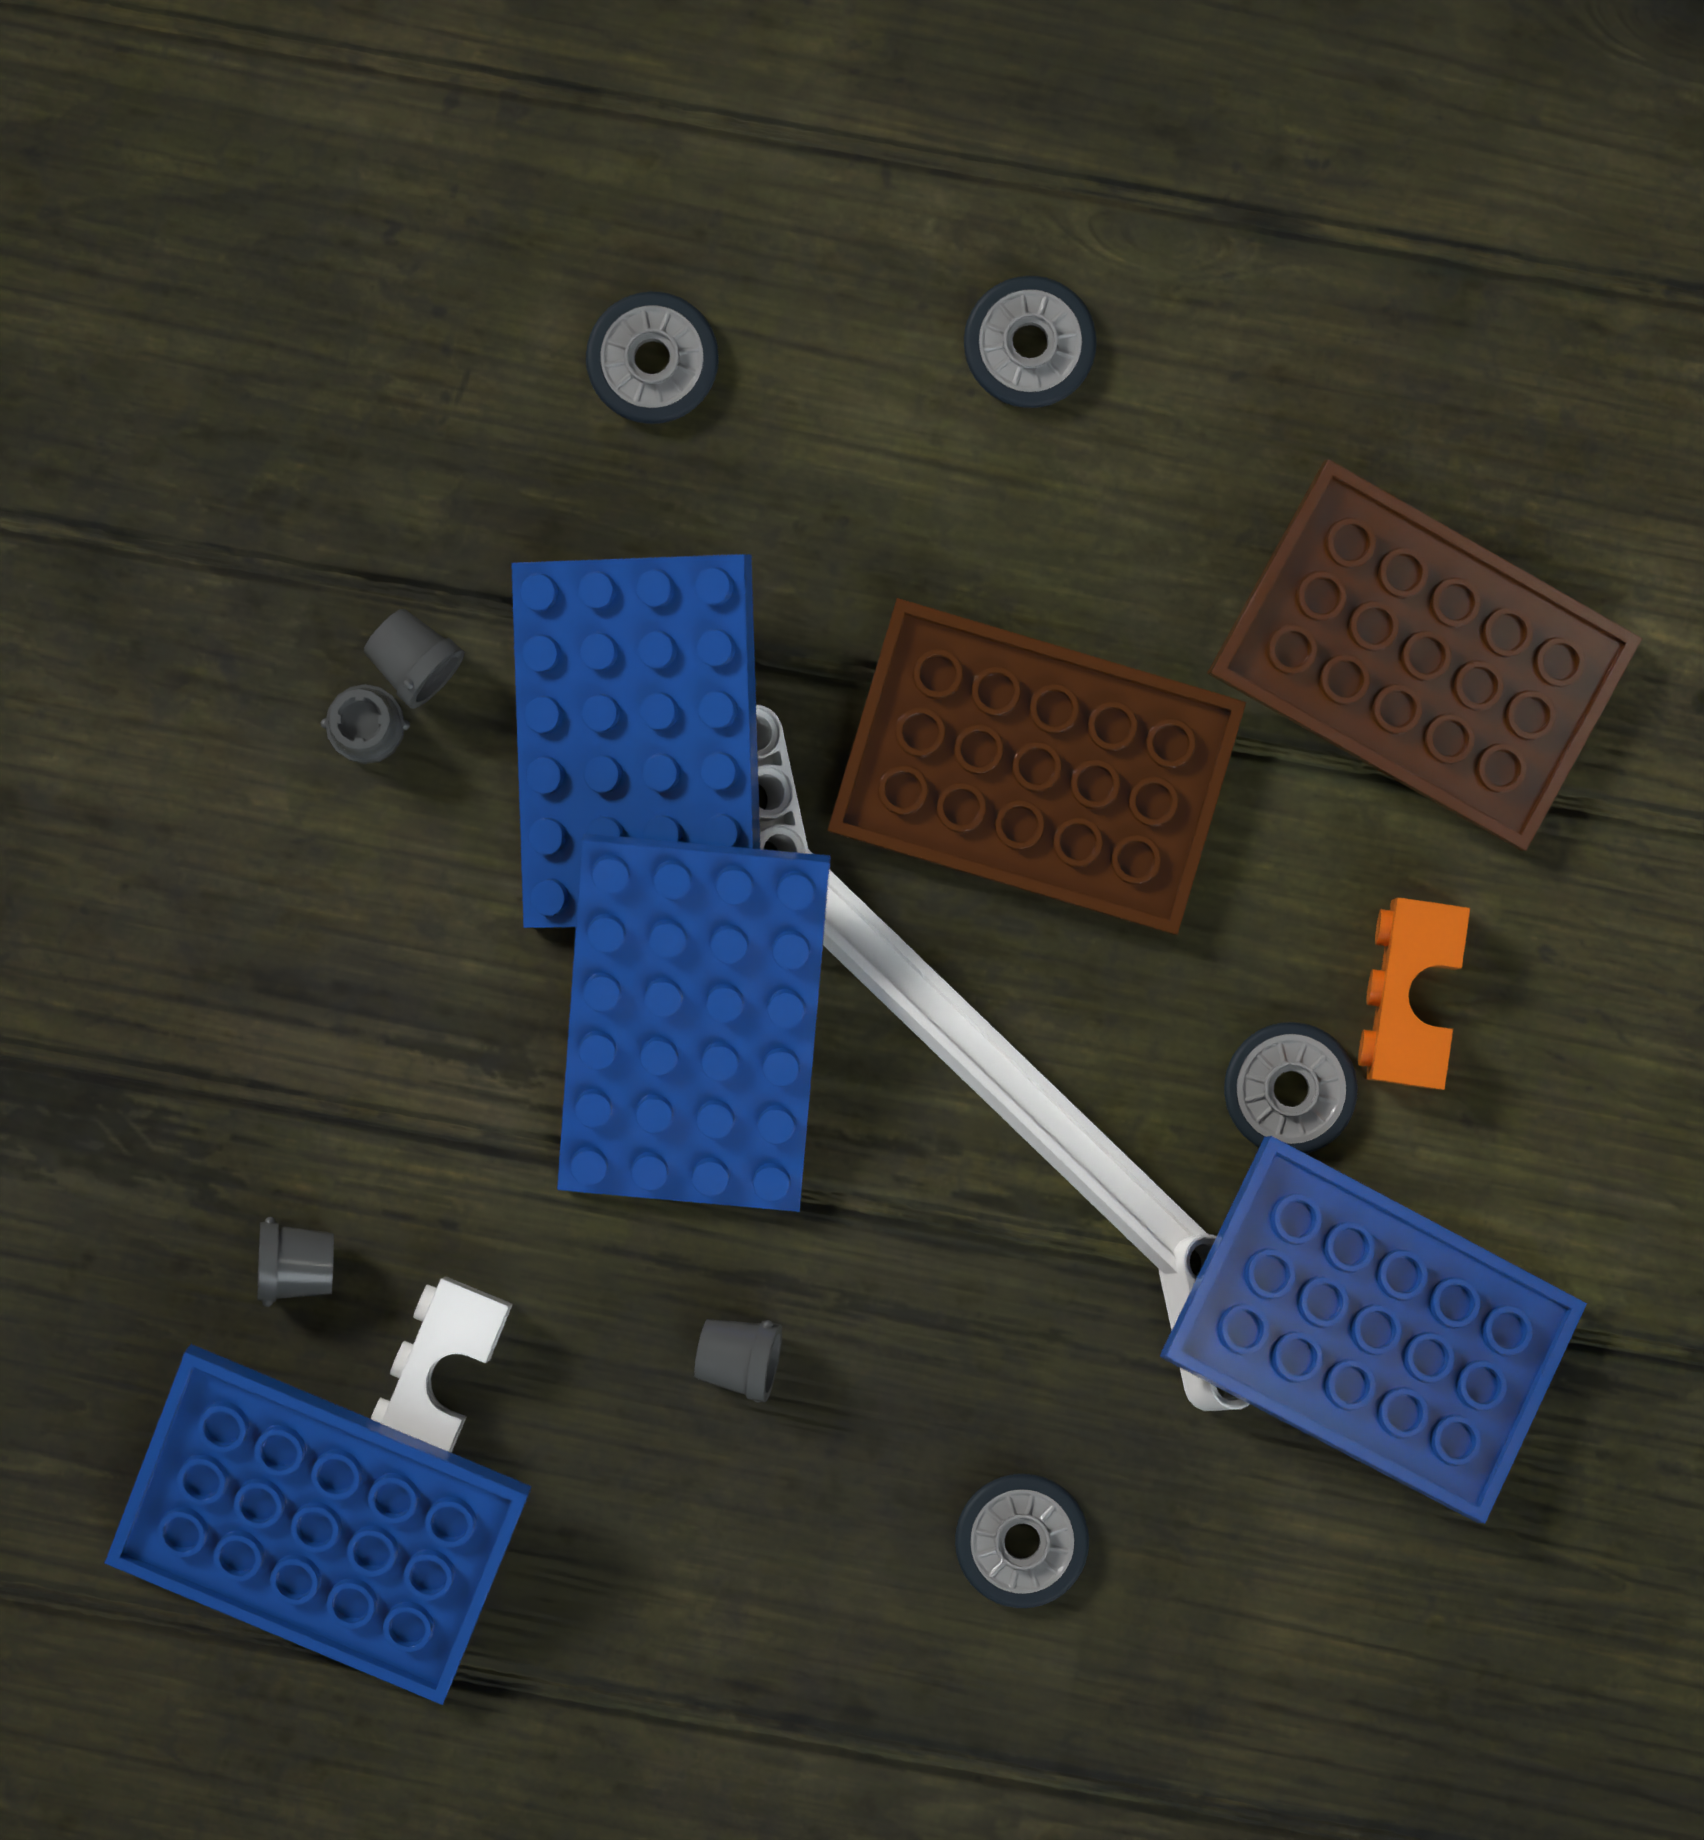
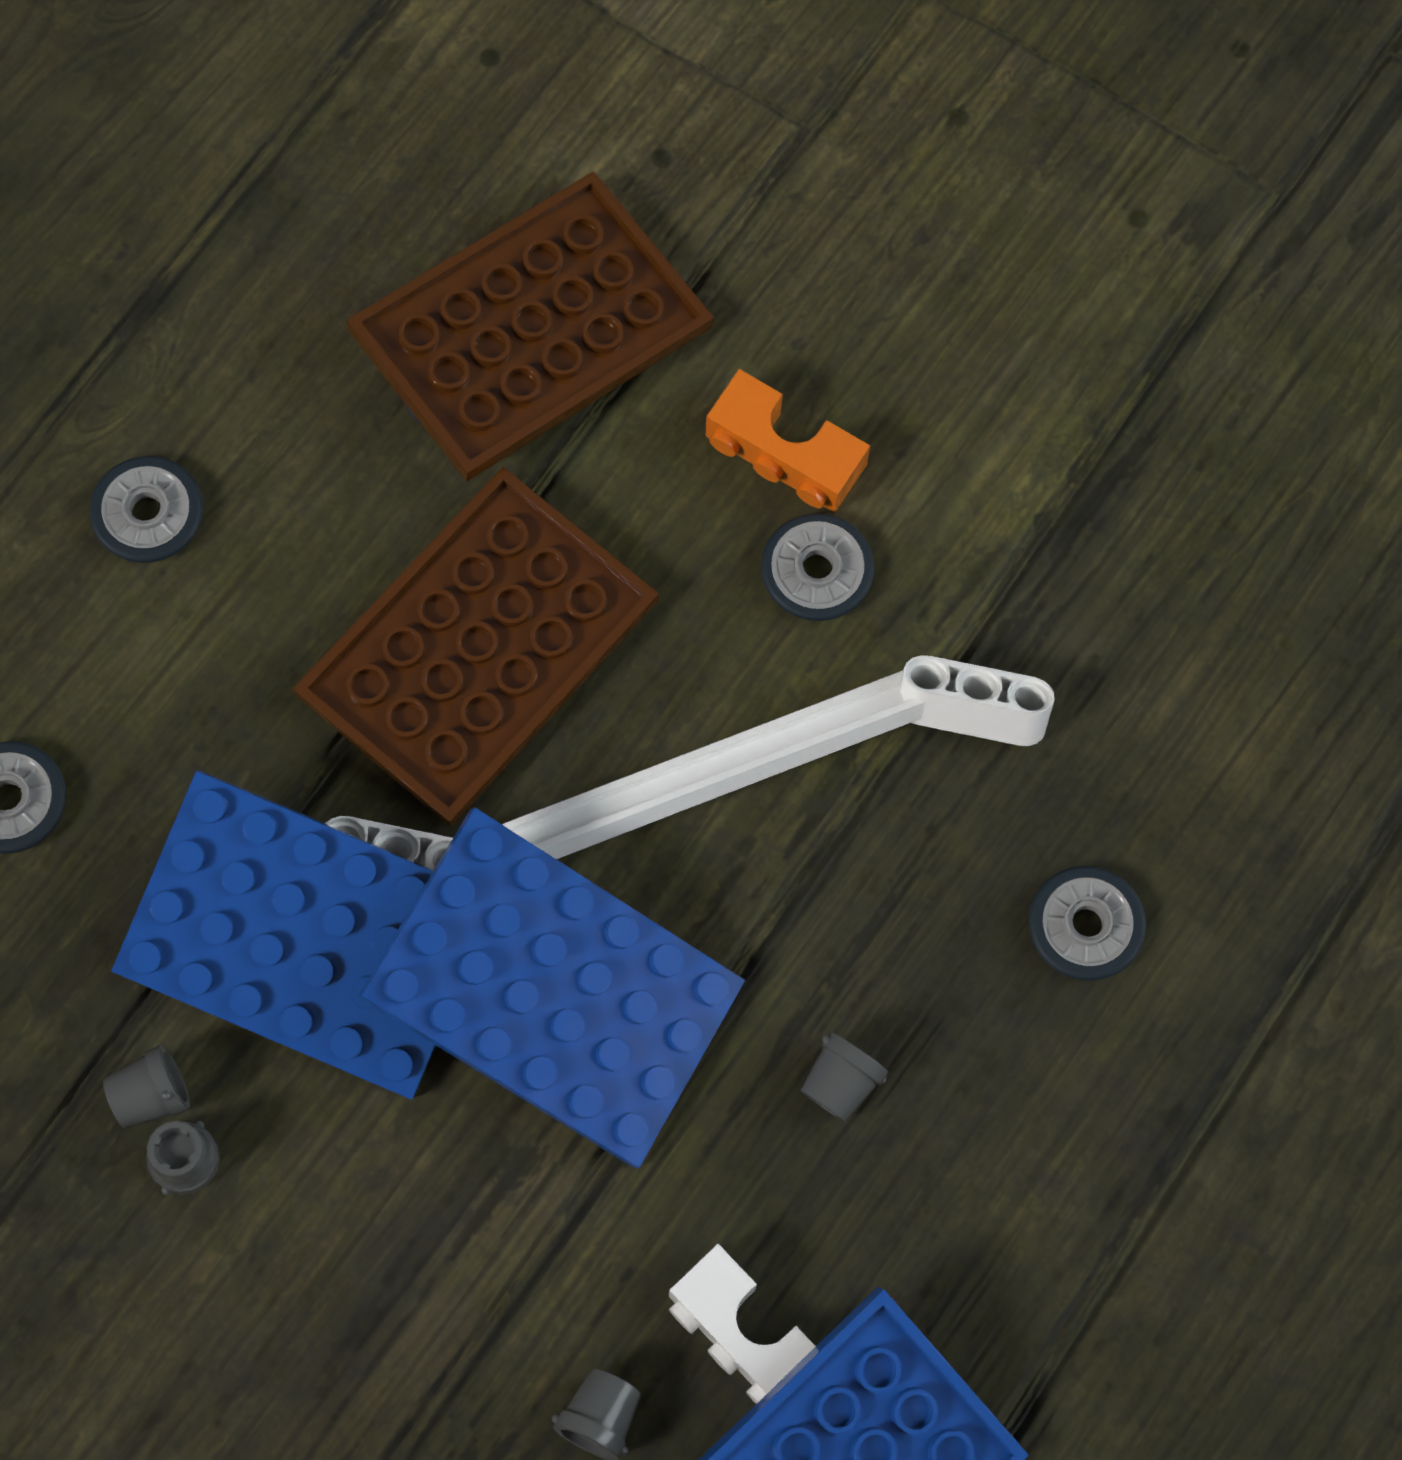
camera: 70 degrees left, 15 degrees down
(1373, 1329) = (1033, 576): blue plate -> none

